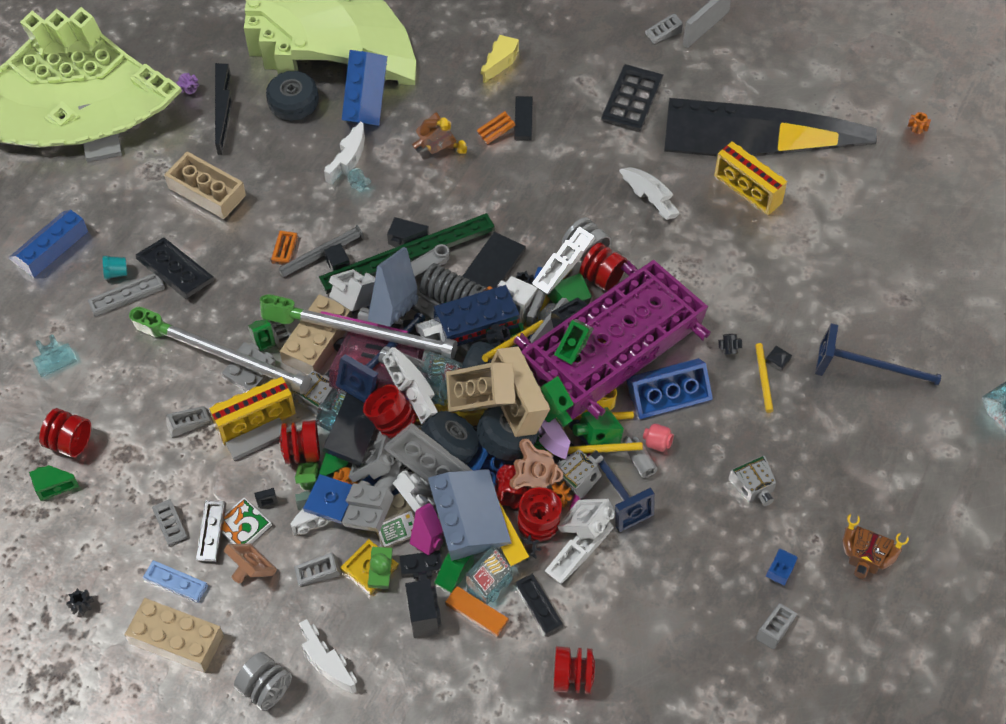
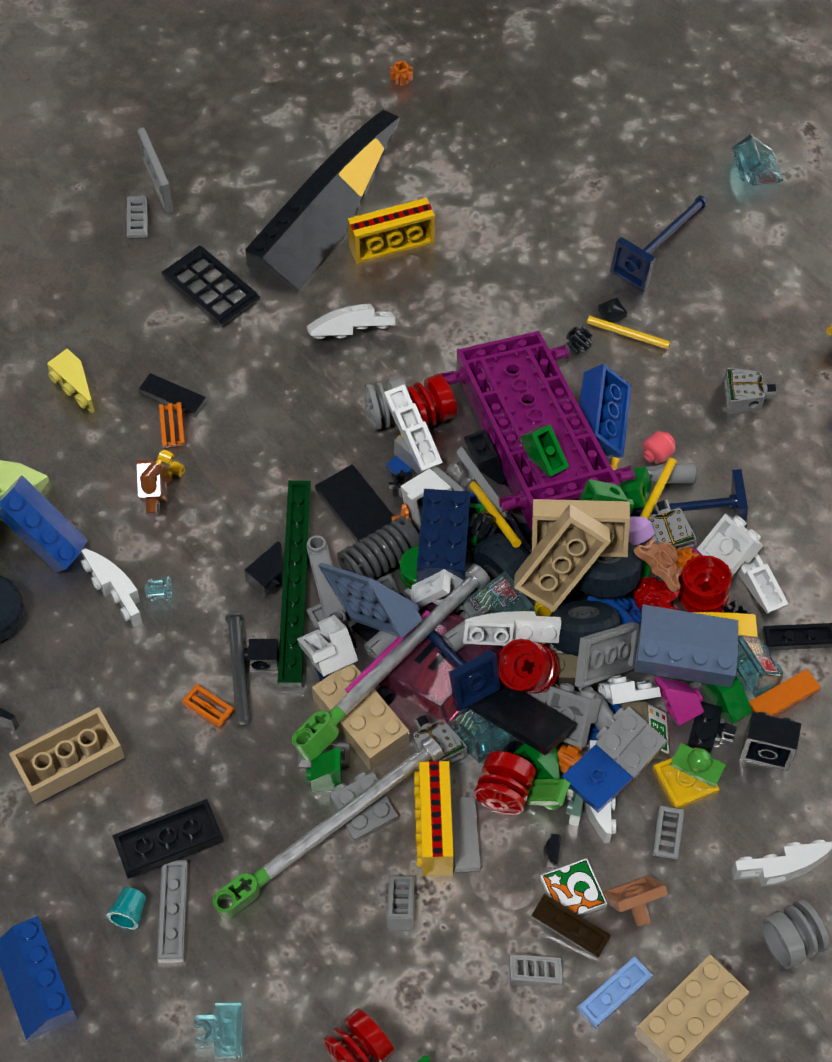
camera: 65 degrees left, 0 degrees up
(571, 289) = (447, 443): green torso -> none

